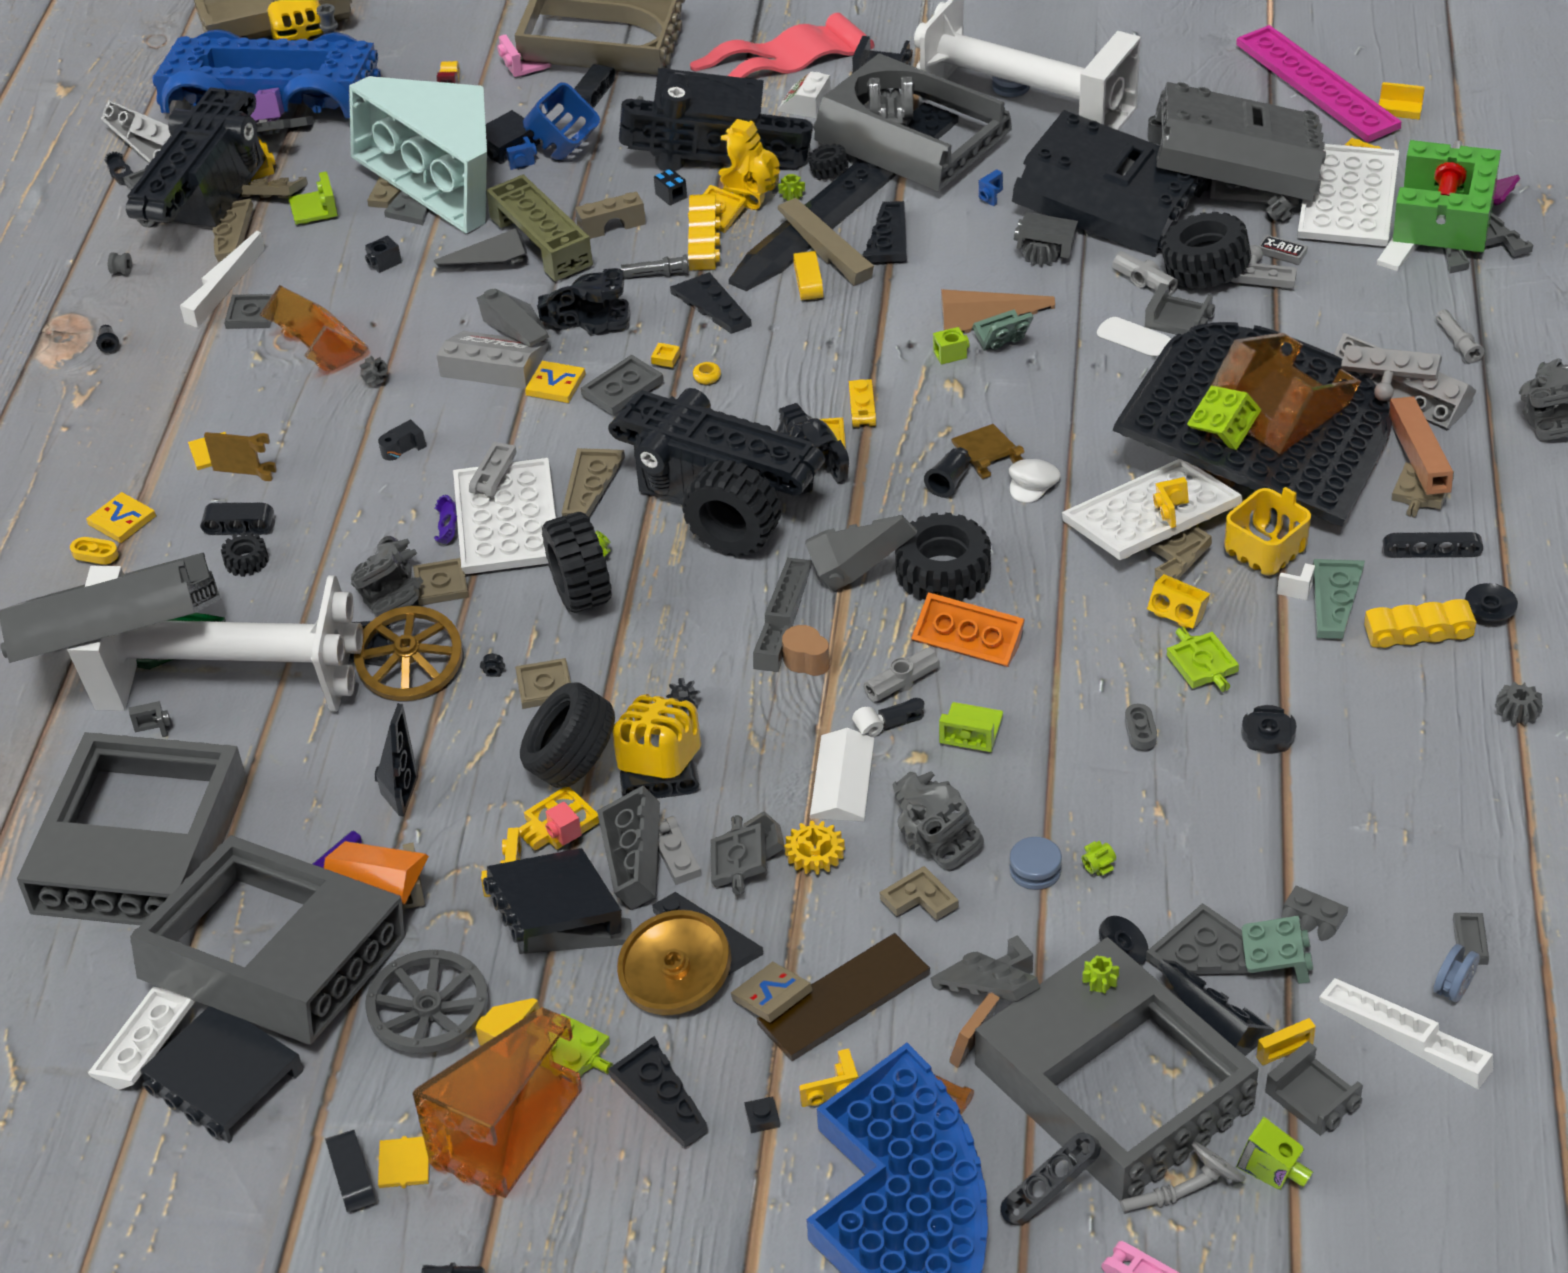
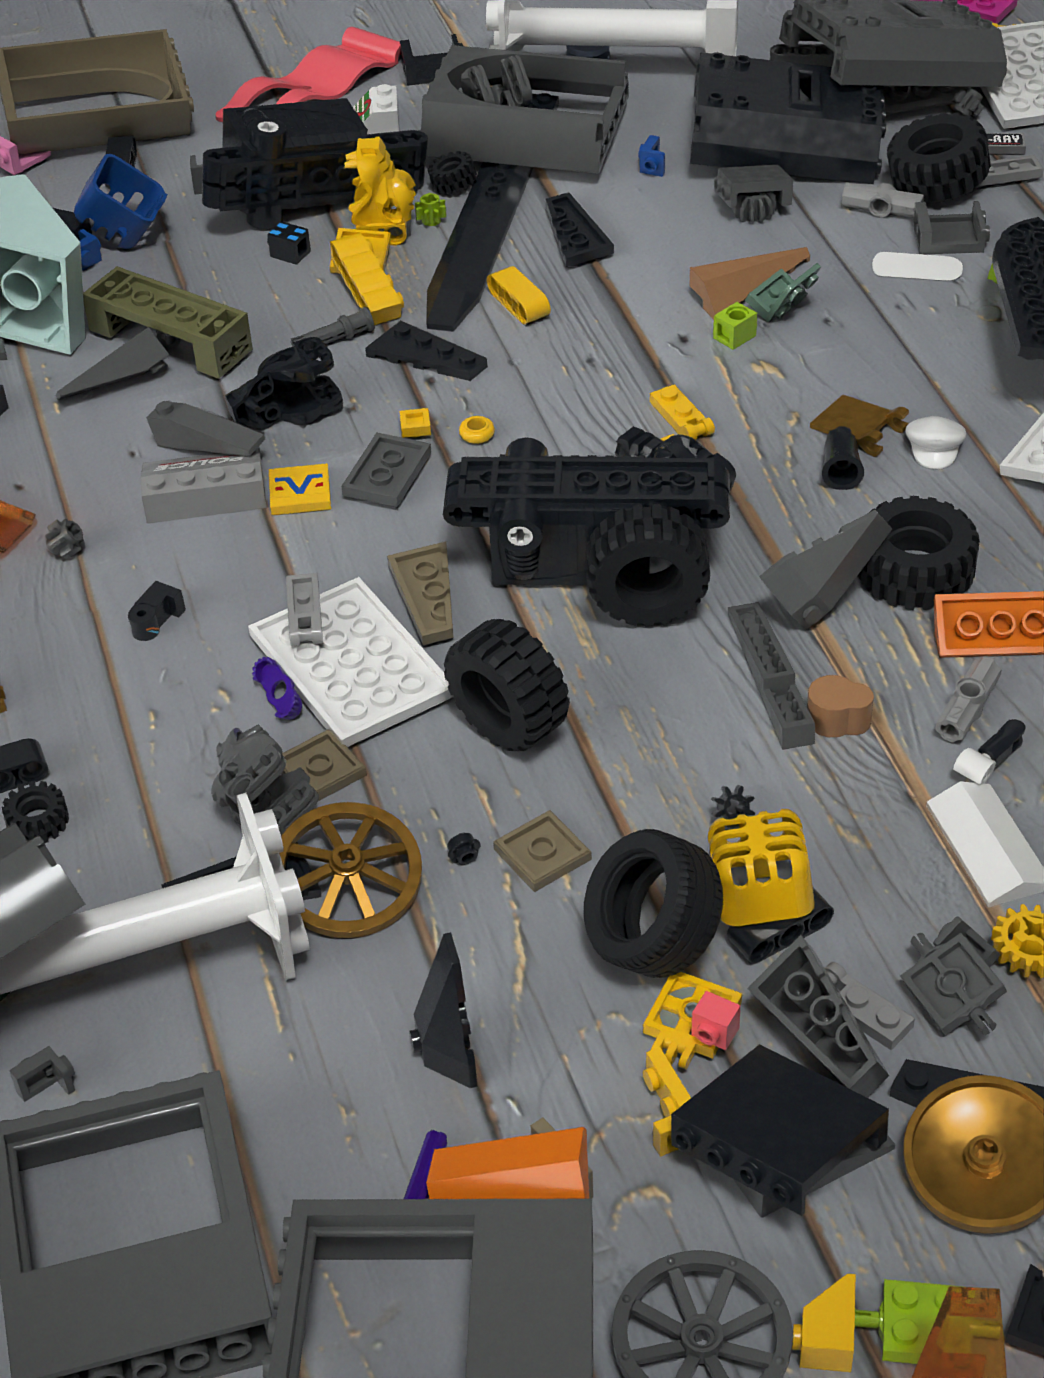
camera: 25 degrees left, 0 degrees up
(594, 216) = (256, 277): dark tan arch -> none
(827, 242) = (507, 252): dark tan slope -> none

